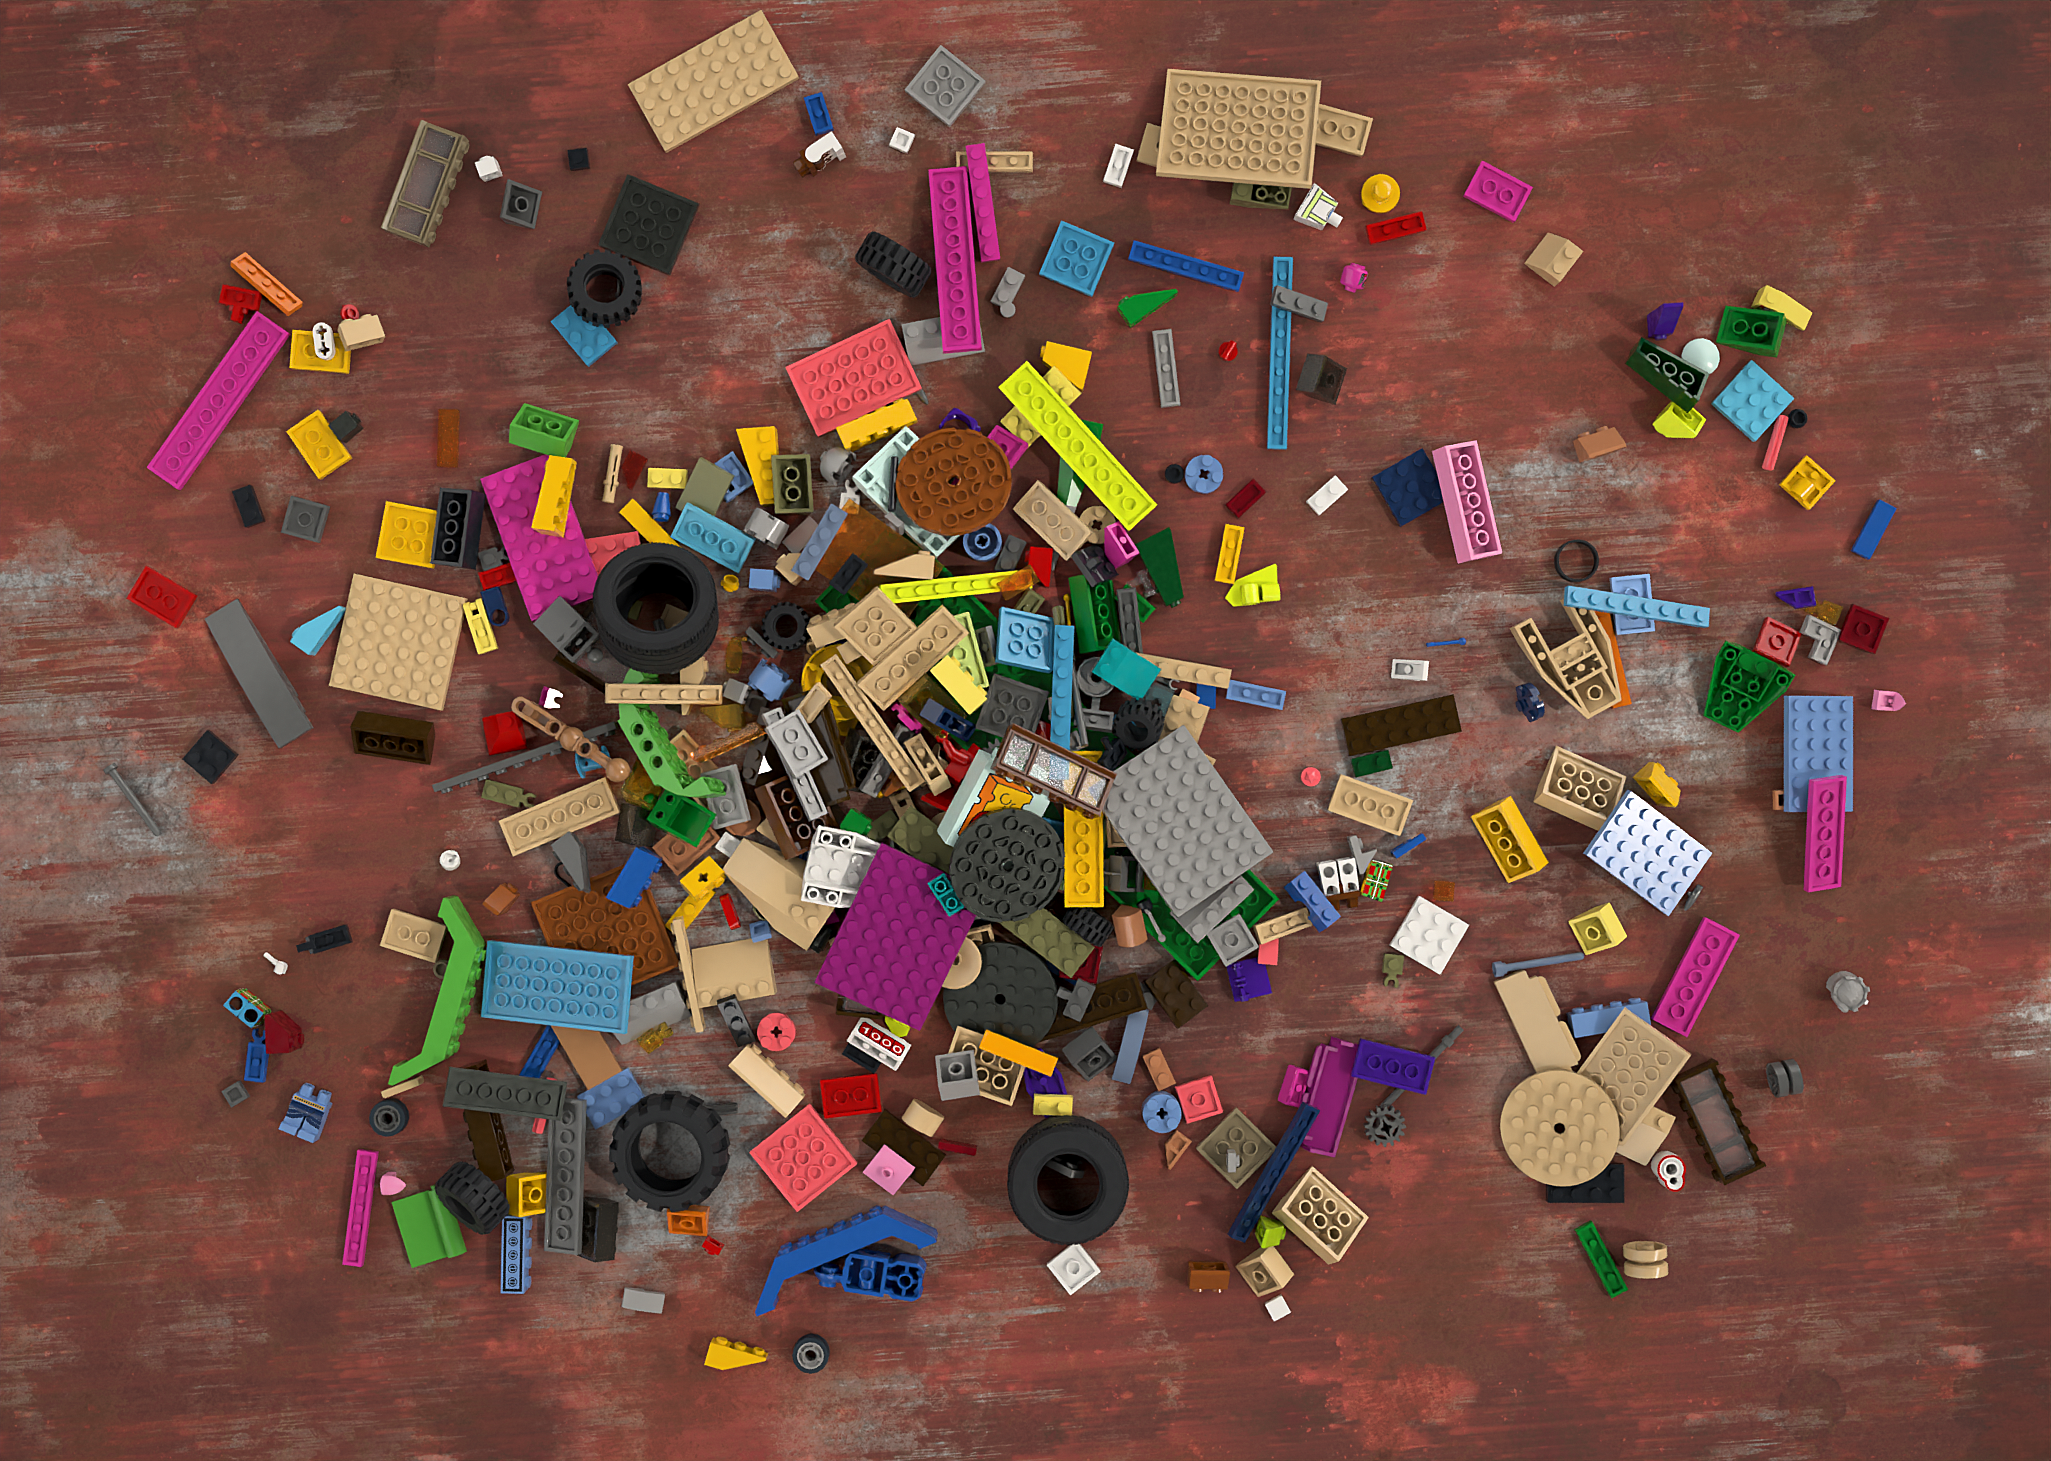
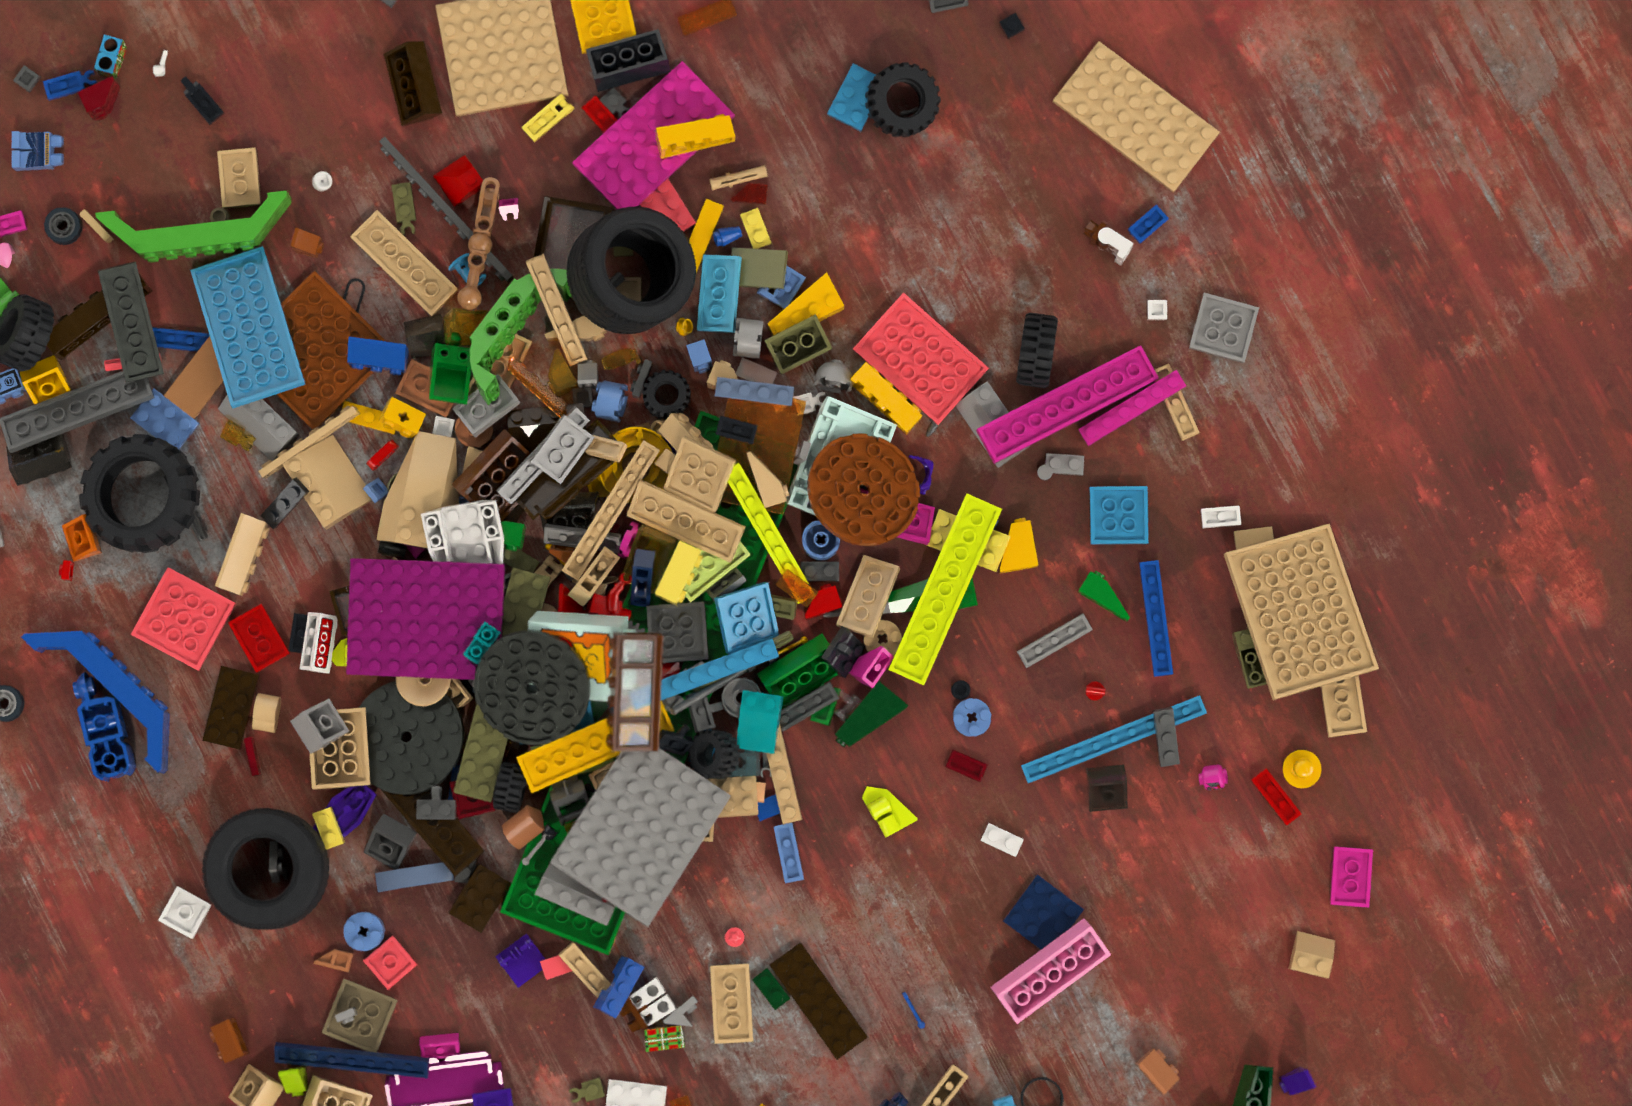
camera: 60 degrees right, 5 degrees down
(494, 601) = (575, 120): dark blue piece -> none
(543, 431) = (750, 99): bright green slope -> none
(568, 629) = (578, 198): dark grey slope -> none
(574, 857) = (372, 292): dark grey slope -> none
(648, 224) = (979, 114): pearl dark grey plate -> none
(783, 1023) = (299, 549): coral plate -> none
(888, 1169) = (204, 702): bright pink plate -> none
(892, 484) = (829, 438): black bar -> none
(1018, 1052) = (363, 774): light orange tile -> none
(1159, 1069) = (402, 913): nougat plate -> none
(1229, 554) = (908, 772): yellow plate -> none
(1232, 940) = (551, 926): light grey plate -> none
(1318, 209) = (1261, 717): white torso -> none
(1407, 845) = (709, 1054): blue tile -> none
(1410, 669) = (873, 985): white slope -> none

